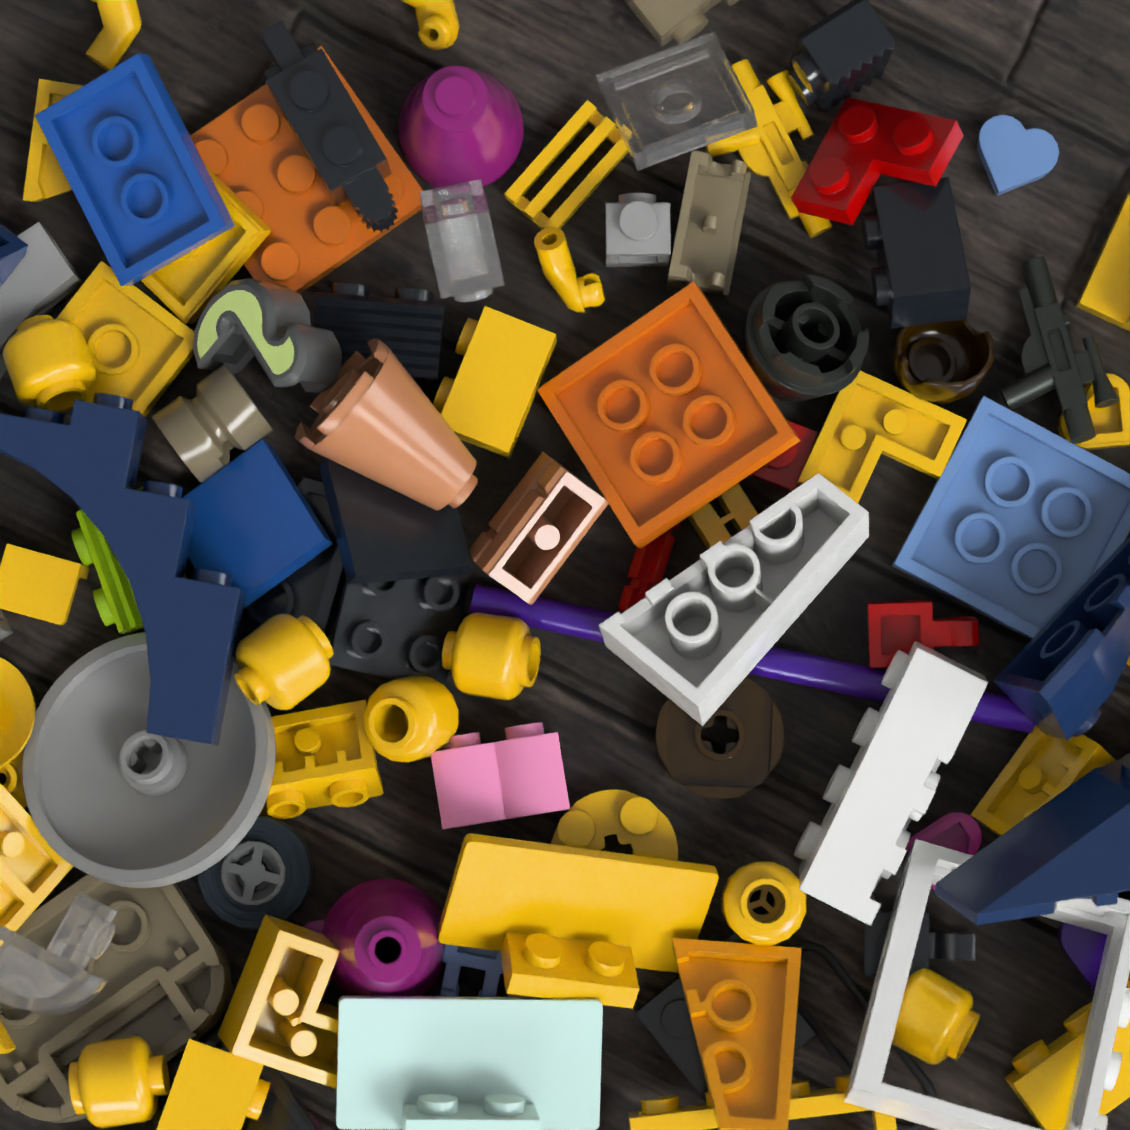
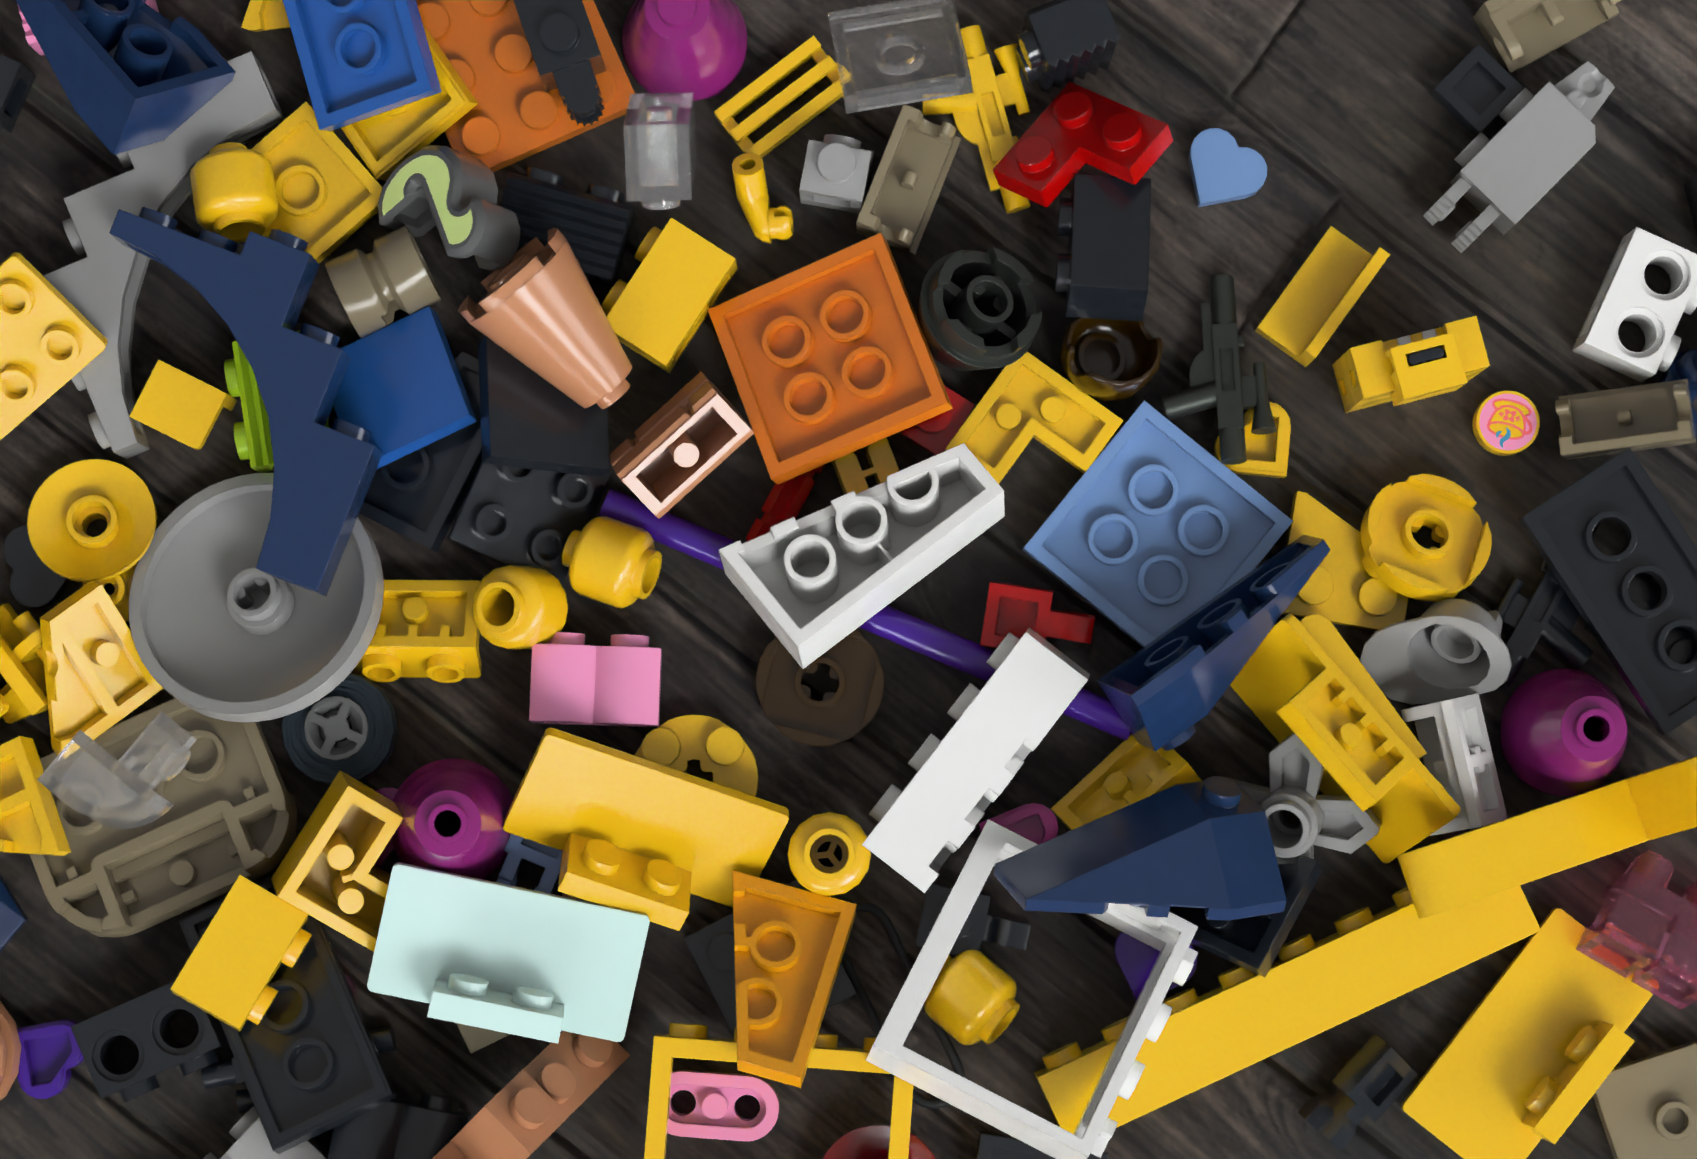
camera: 10 degrees right, 0 degrees up
(118, 1082) = (163, 904): yellow head -> none
(283, 661) = (404, 526): yellow head -> none

